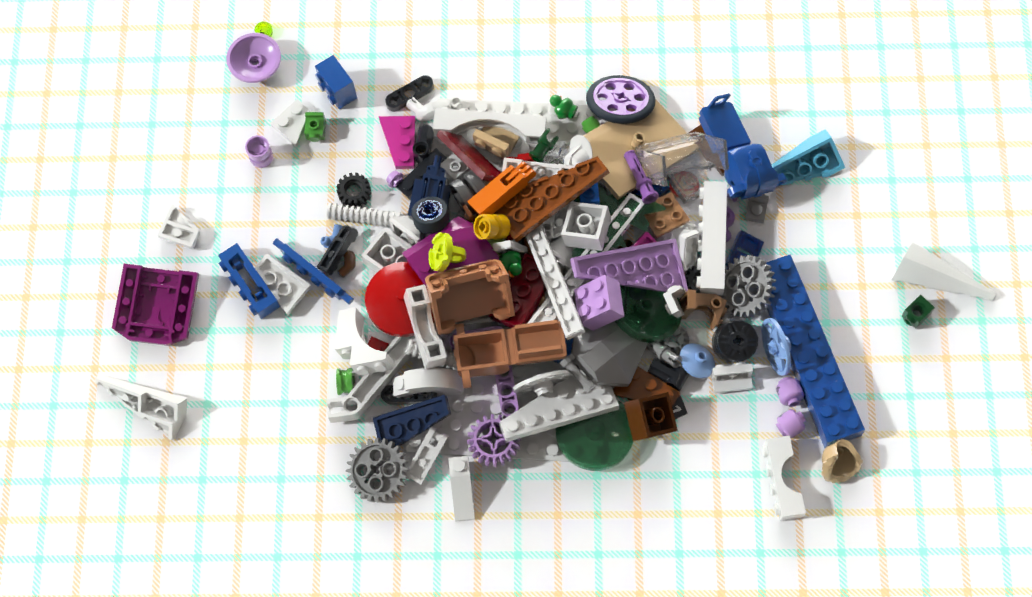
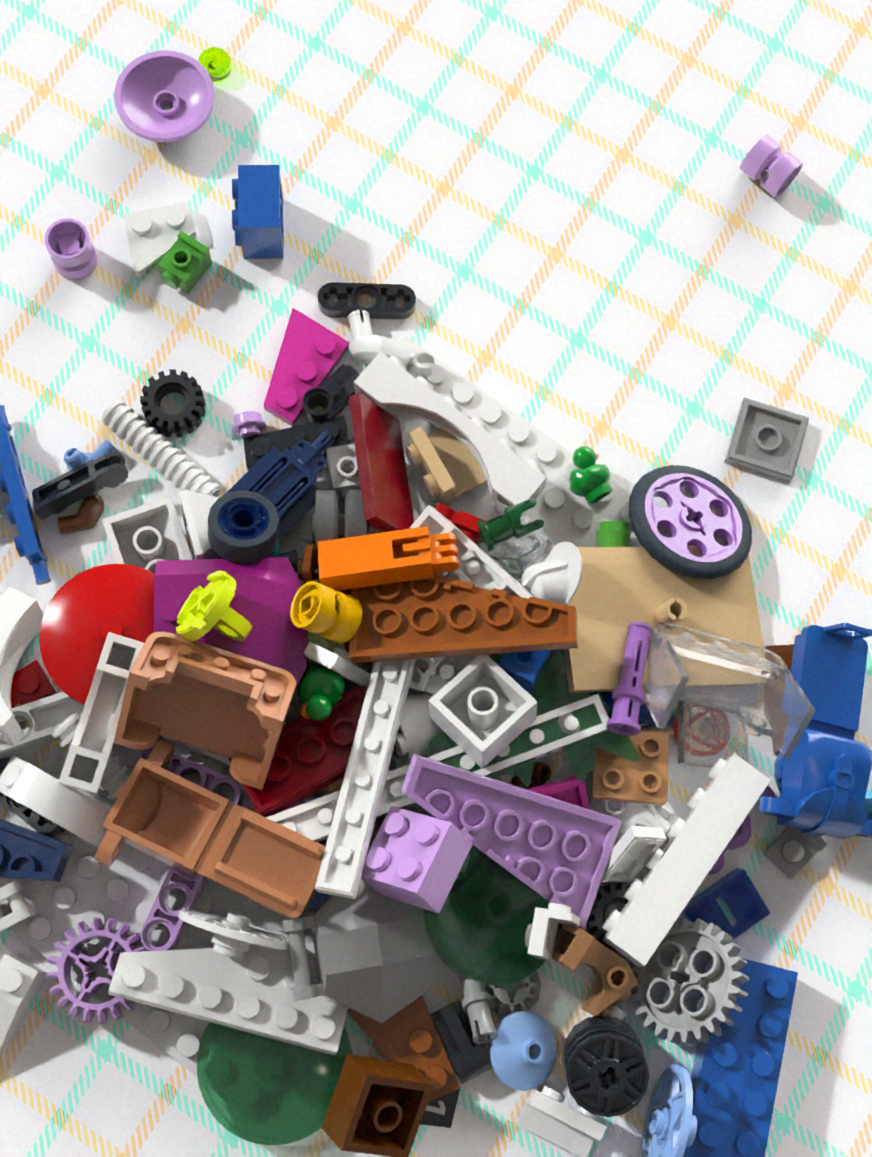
camera: 20 degrees right, 5 degrees up
(630, 45) = (766, 440): none -> light grey tile

